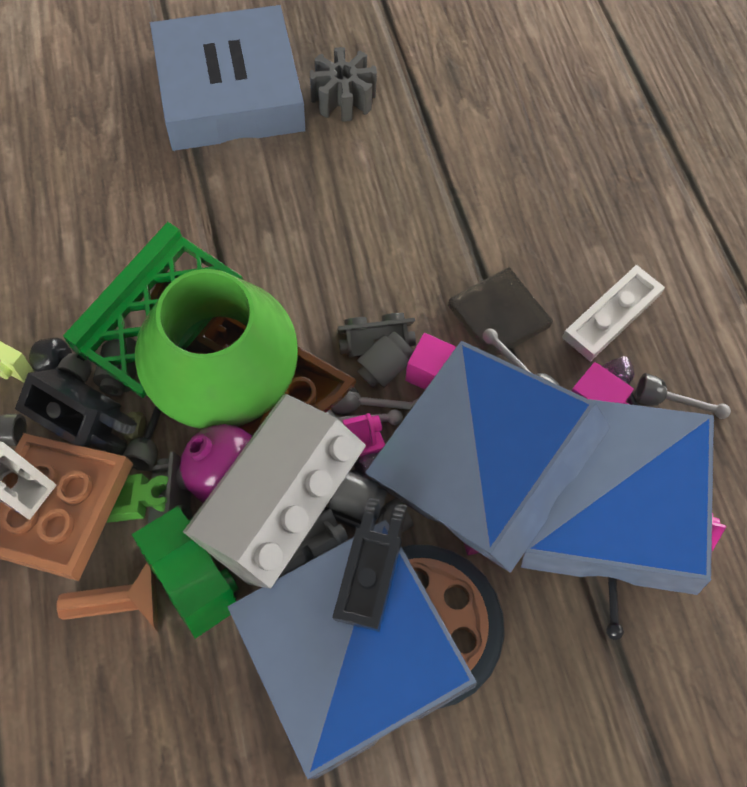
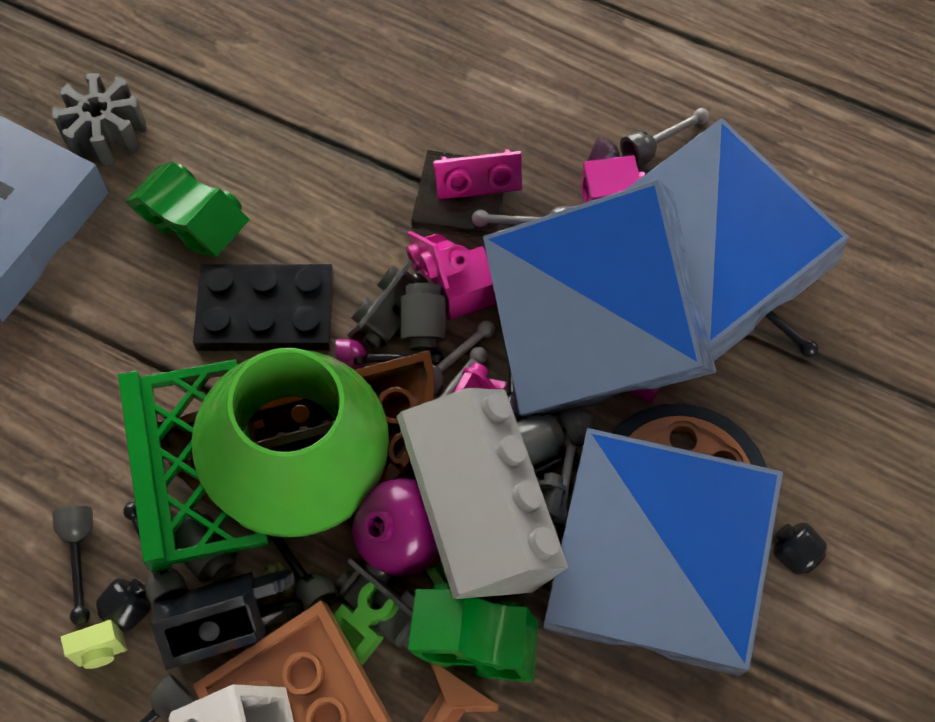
camera: 45 degrees left, 0 degrees up
(72, 289) = (73, 526): none -> hinge
(309, 270) = (264, 307): none -> black plate
(320, 343) = (356, 357): none -> hinge
(330, 175) = (195, 212): none -> green brick
(370, 569) = (624, 471): black hinge -> none
(430, 330) = (436, 257): none -> dark pink hinge
(451, 747) = (799, 548): none -> black piece
(519, 308) = (478, 175): none -> dark pink hinge
(613, 313) = (546, 113): white plate -> none

